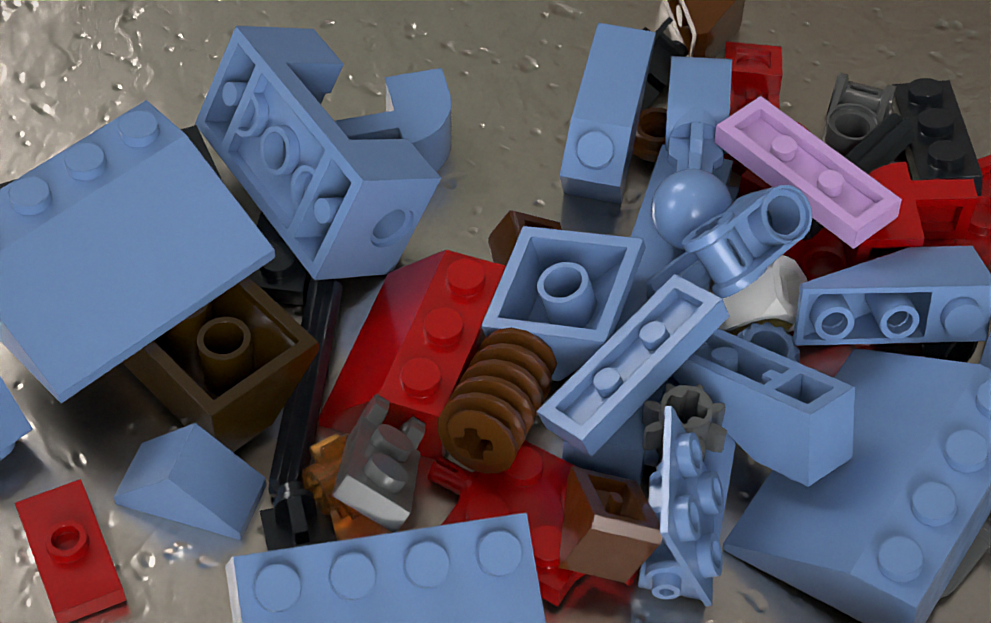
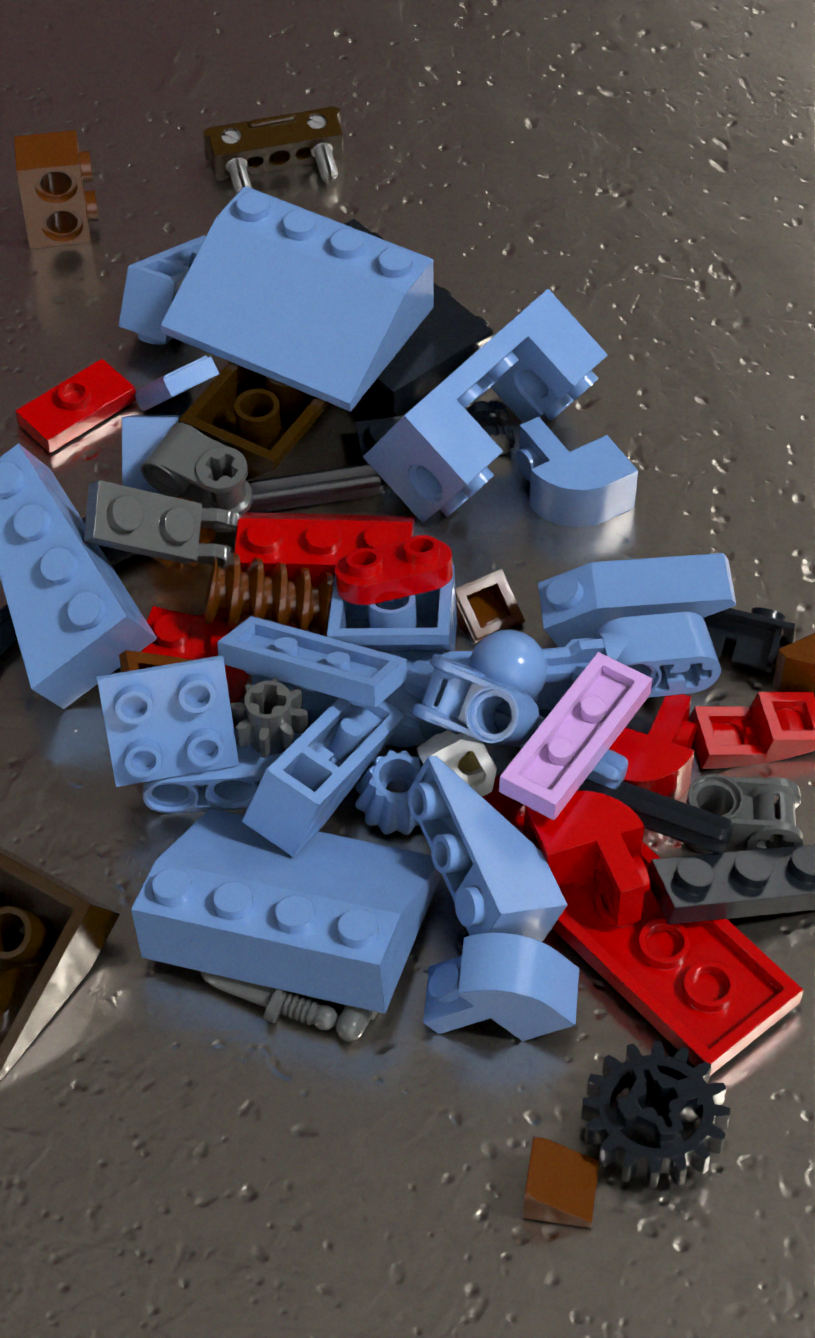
camera: 75 degrees right, 0 degrees up
(124, 422) = (176, 382): none -> medium blue tile
(281, 421) = (199, 469): none -> dark grey piece
(529, 255) = (394, 570): none -> red plate

